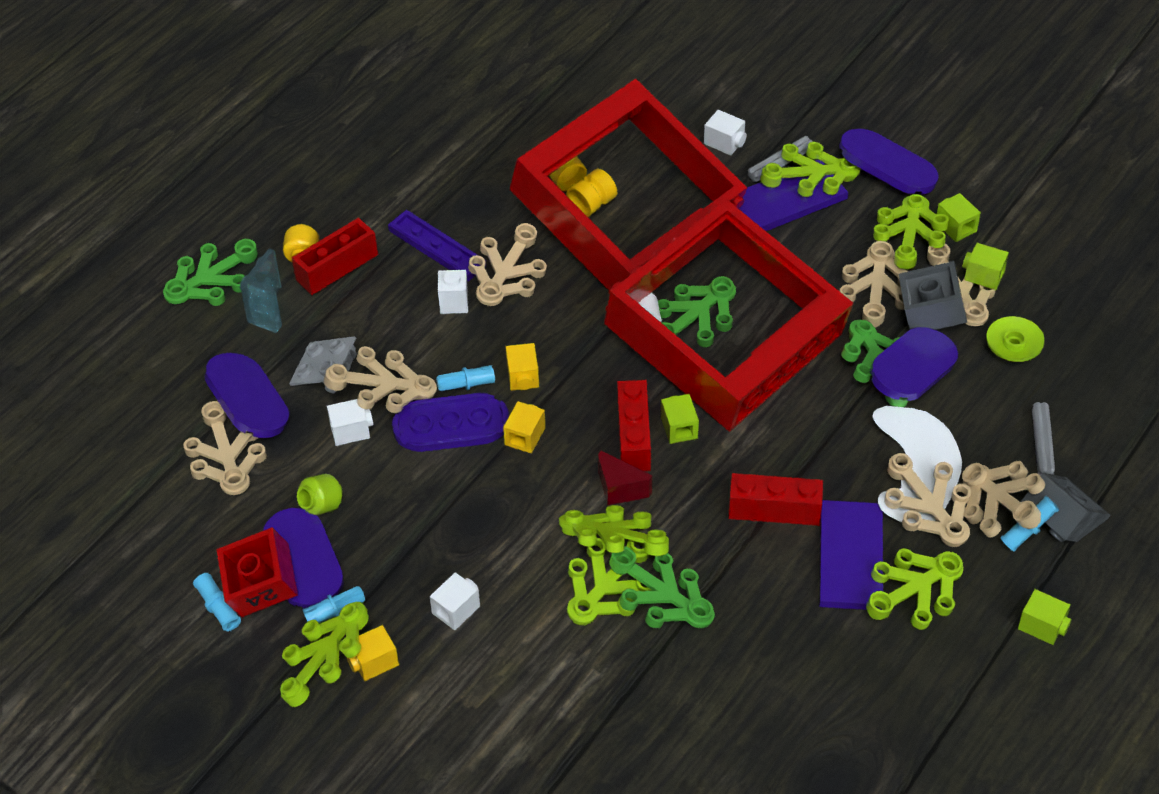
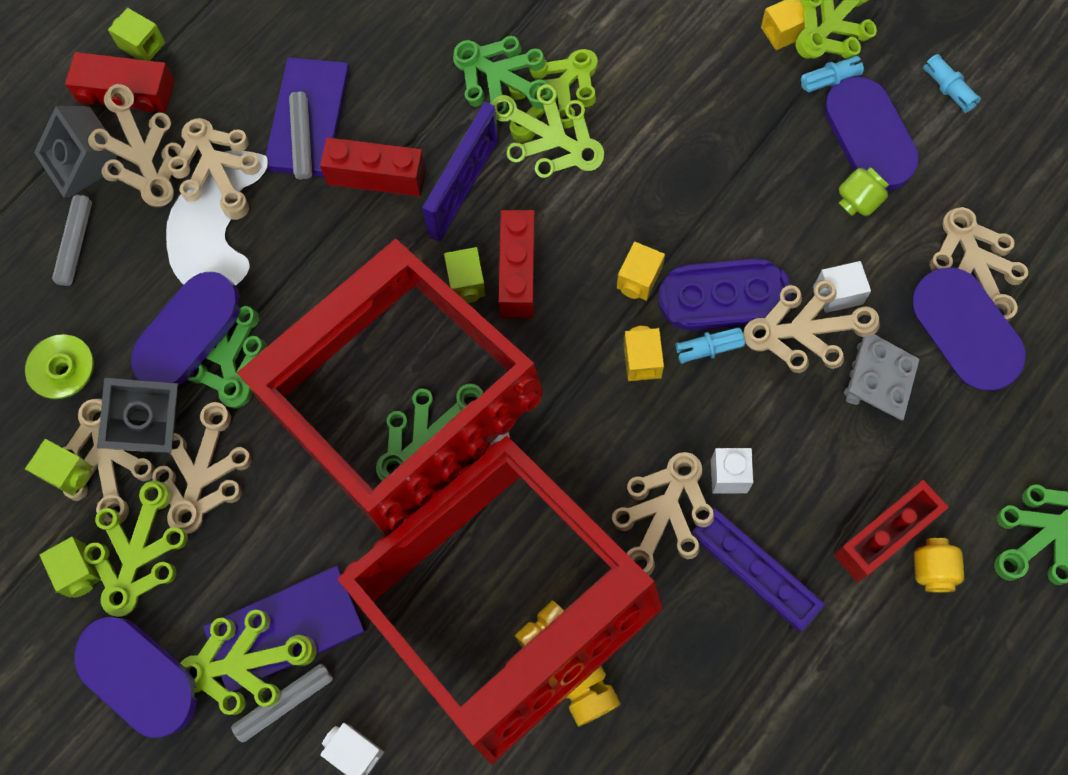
camera: 175 degrees left, 20 degrees up
(256, 572) = (917, 89): red brick -> none
(260, 292) = (986, 453): clear light blue bracket -> none
(455, 600) = (709, 71): white brick -> none
(622, 481) = (534, 194): dark red slope -> none
(690, 483) = (461, 172): none -> dark purple tile
(851, 523) = (300, 135): none -> light grey axle
(916, 583) = (220, 91): lime plant -> none
(1018, 534) = (109, 121): medium azure pin -> none
(1046, 569) = (94, 74): none -> red brick

